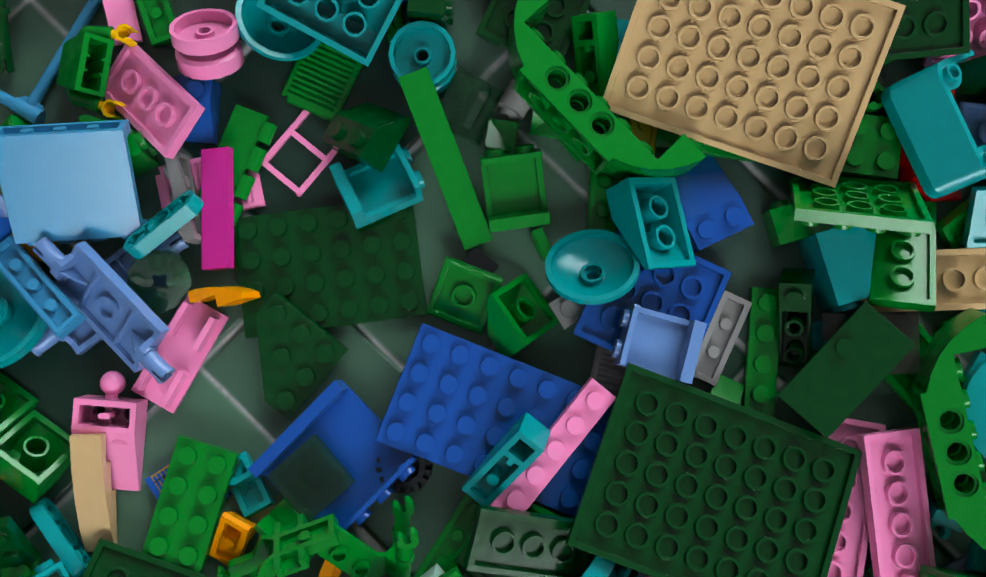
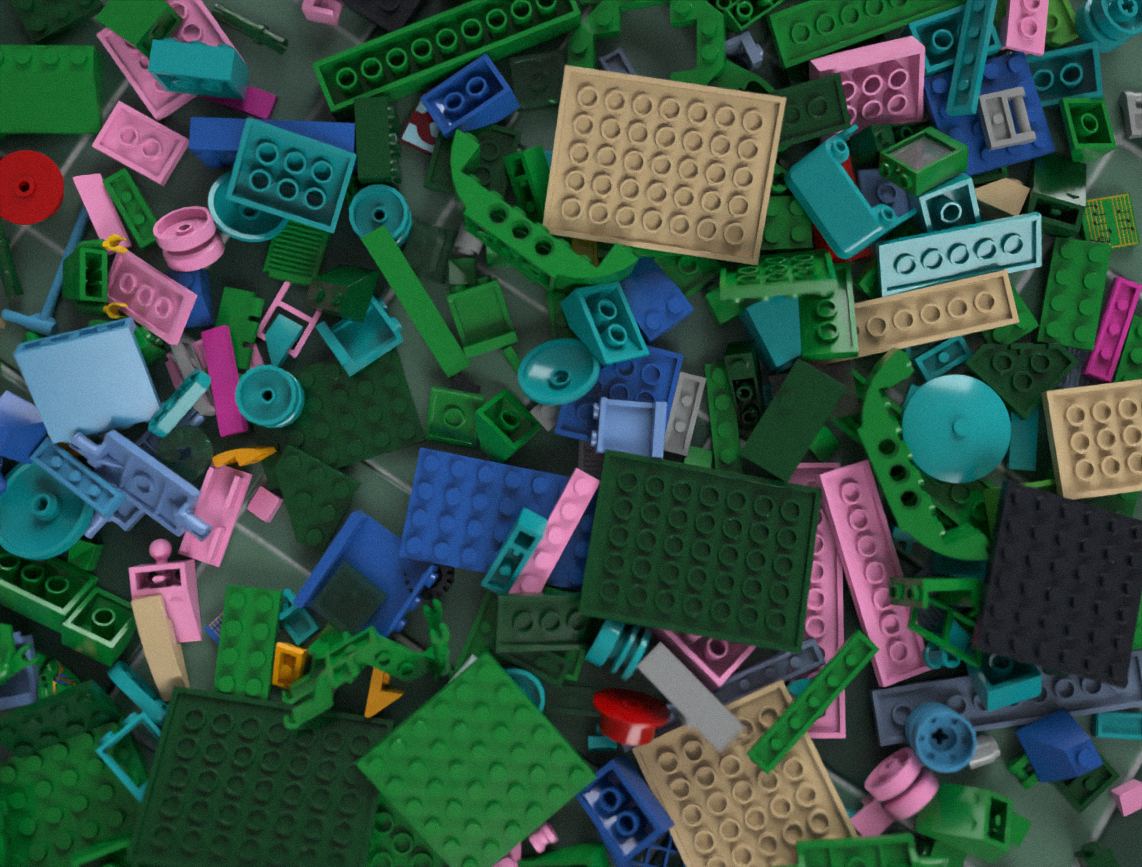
camera: 10 degrees left, 0 degrees up
(29, 372) = (85, 554): none -> green slope
(237, 353) = (265, 504): none -> bright pink slope
(246, 238) = (253, 395): none -> teal wheel
(287, 173) = (281, 338): none -> teal slope
(754, 180) = (689, 272): none -> green tile
(871, 404) = (823, 444): none -> green slope

